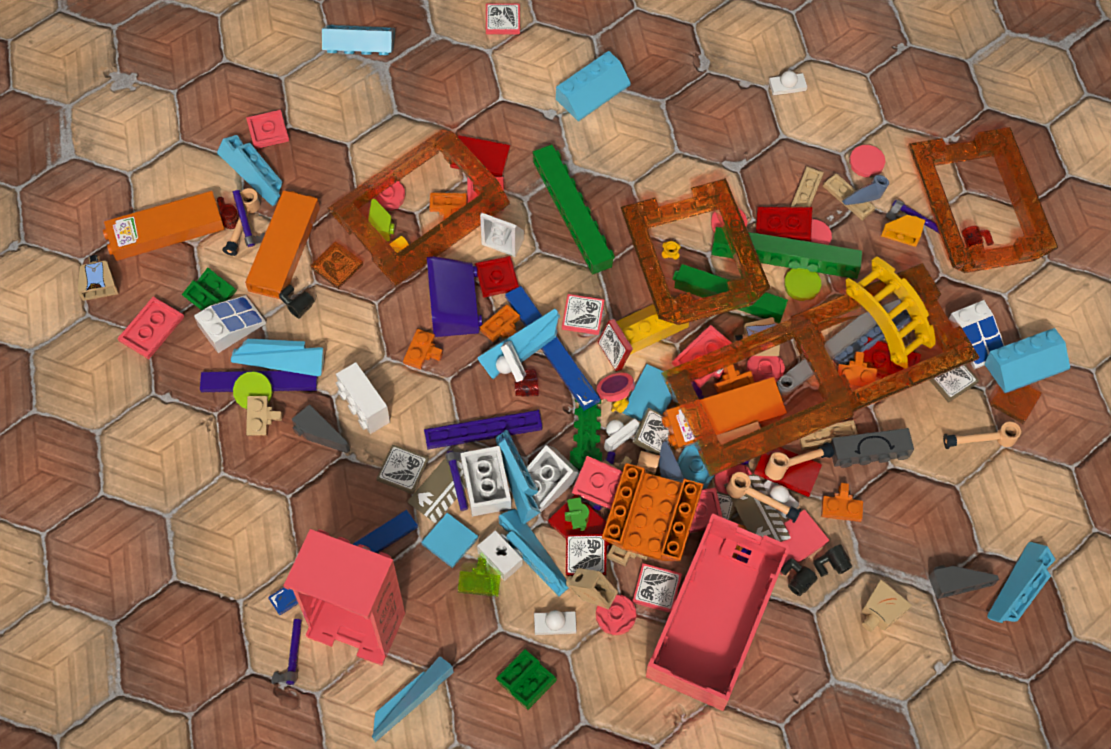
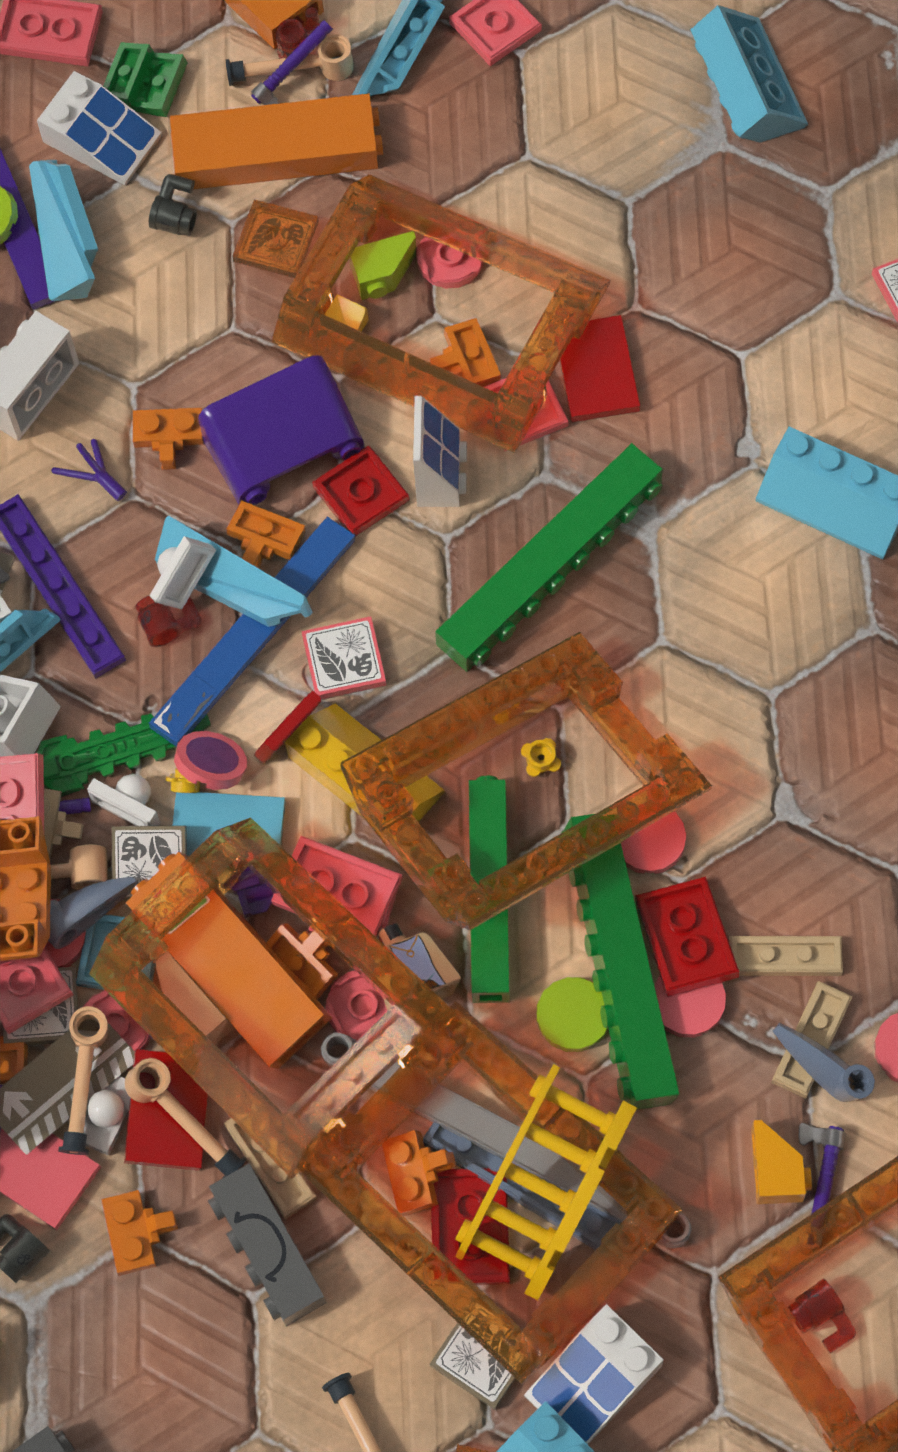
camera: 75 degrees right, 5 degrees up
(433, 387) = (100, 476): none -> dark purple plant

